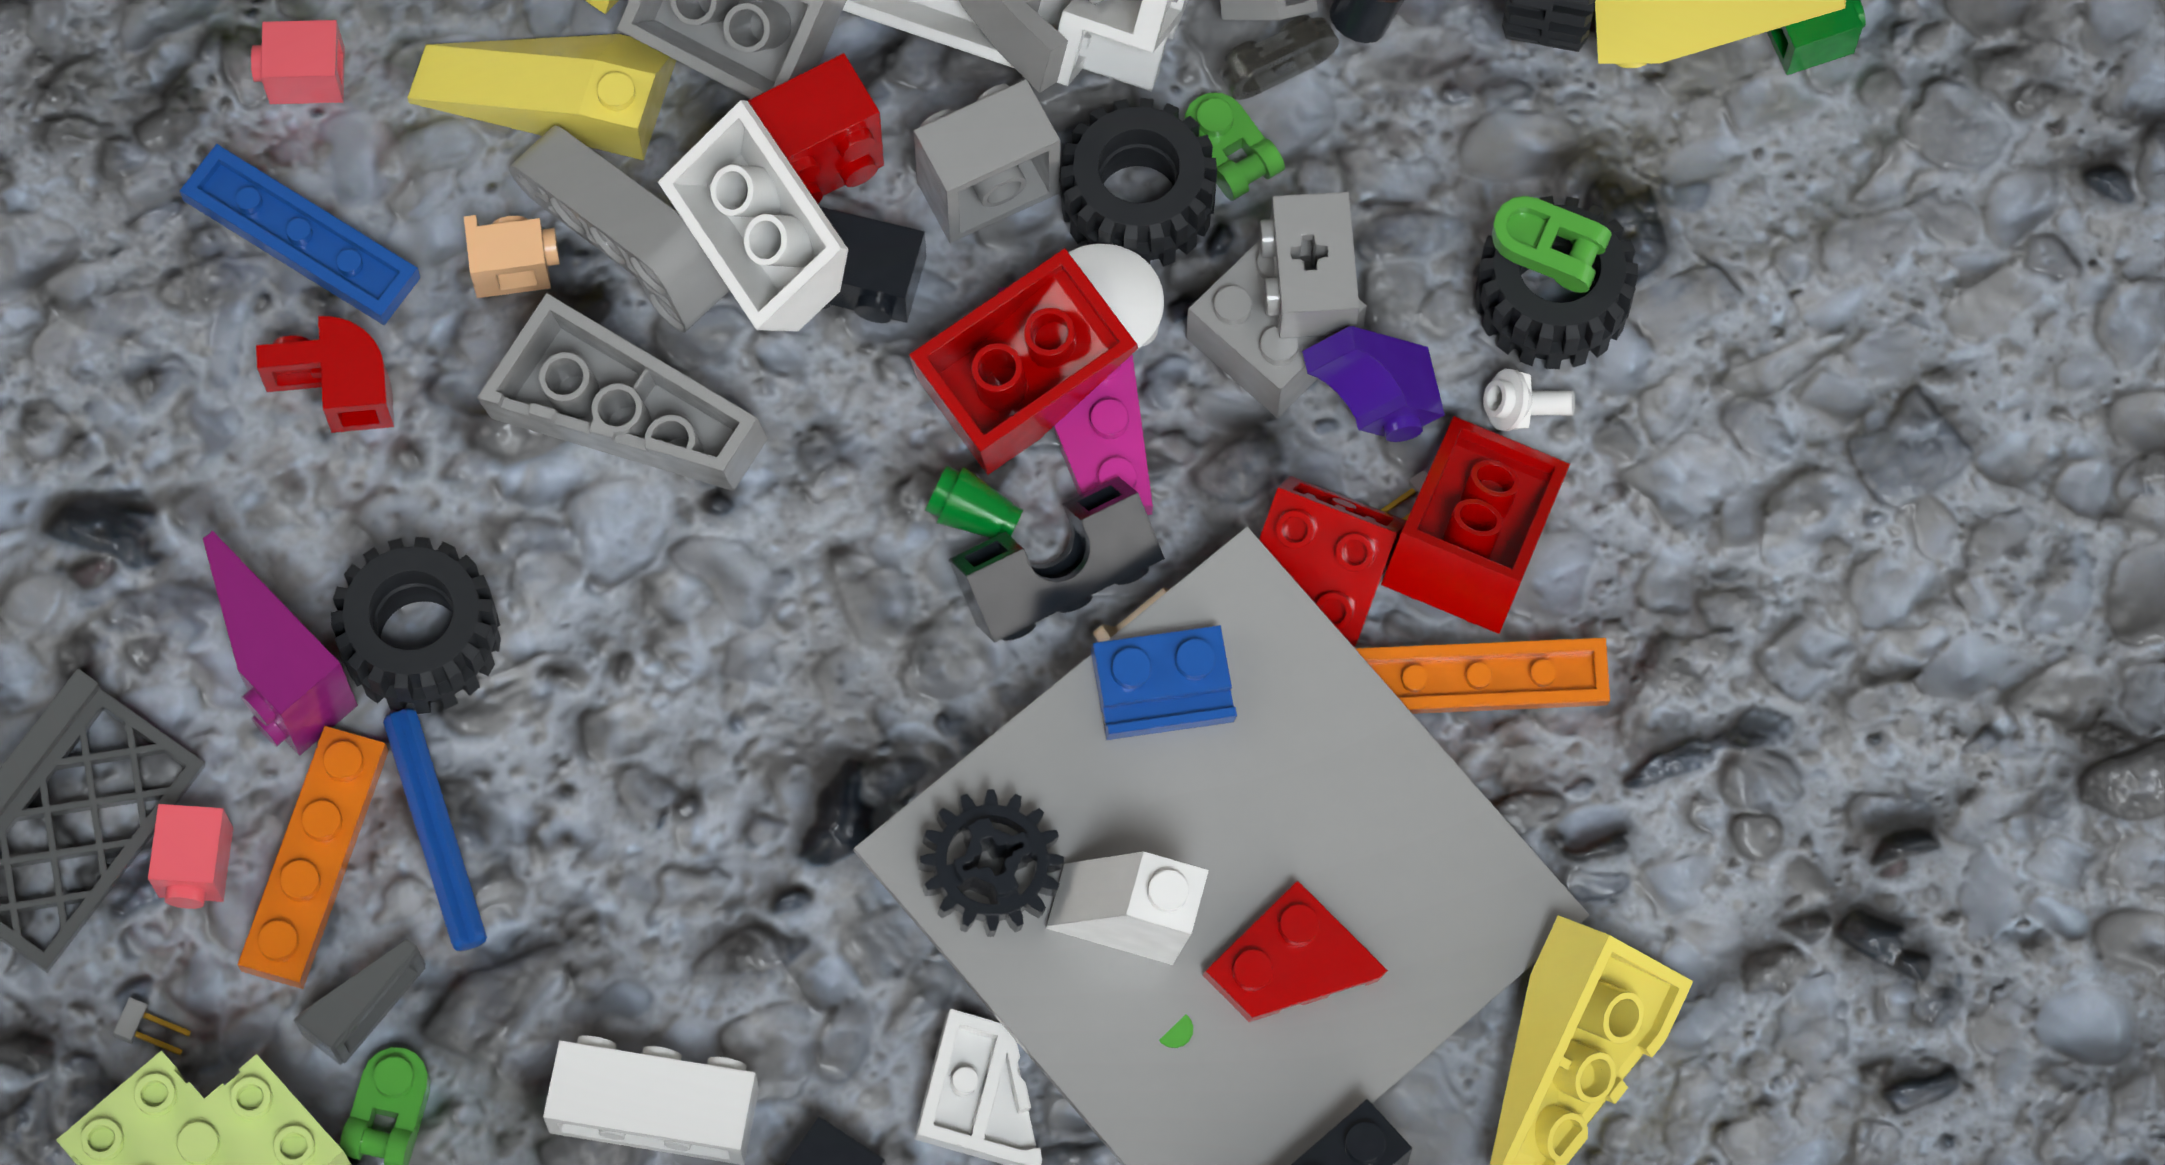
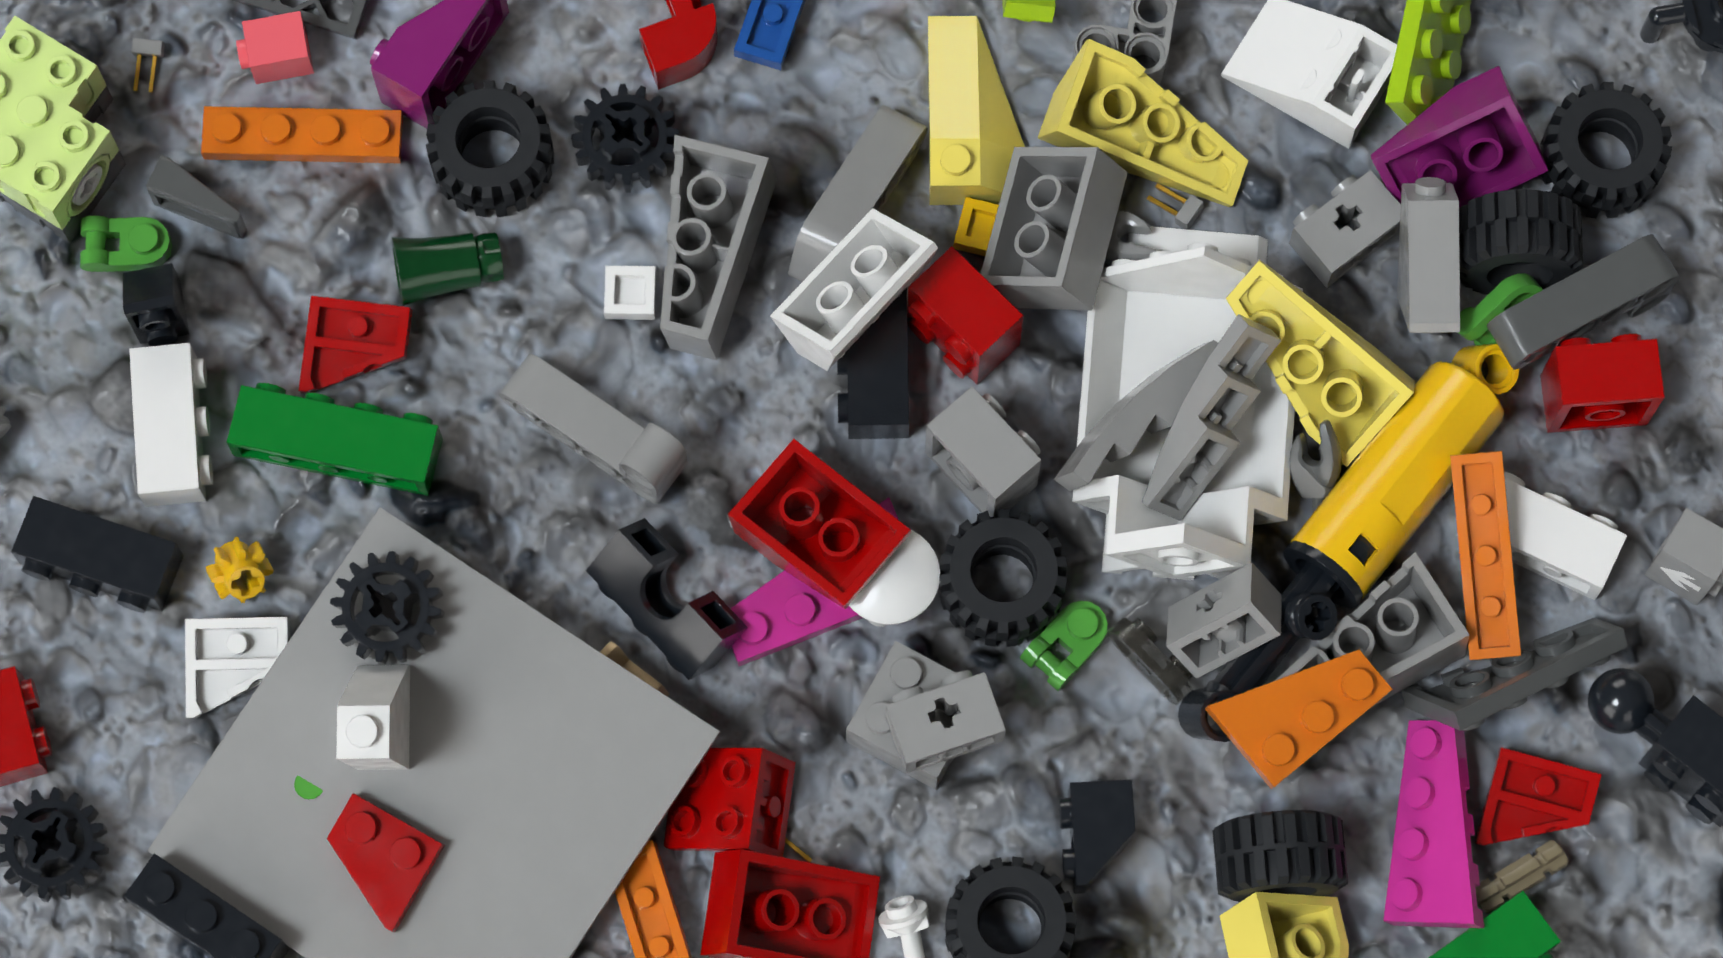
camera: 75 degrees right, 5 degrees up
(435, 830) = (343, 212): blue axle -> none
(471, 453) = (612, 120): none -> black gear
(489, 1076) = (155, 305): none -> black slope
(510, 255) = (811, 126): light nougat brick -> none
(547, 720) = (445, 264): none -> dark green plant
(608, 856) = (351, 340): none -> red wing
(651, 514) = (630, 292): none -> white plate
(695, 102) = (975, 226): none -> yellow plate
(733, 902) = (335, 438): none -> green brick
(820, 591) = (636, 456): none -> light grey beam
(870, 1055) = (239, 570): none -> yellow gear
(972, 505) = (701, 524): green cone -> none
(1163, 682) = (571, 700): blue plate -> none
(1380, 379) = (879, 808): dark purple arch -> none
(1462, 163) = (1099, 826): none -> black slope
(1527, 230) = (1022, 885): bright green plate -> none

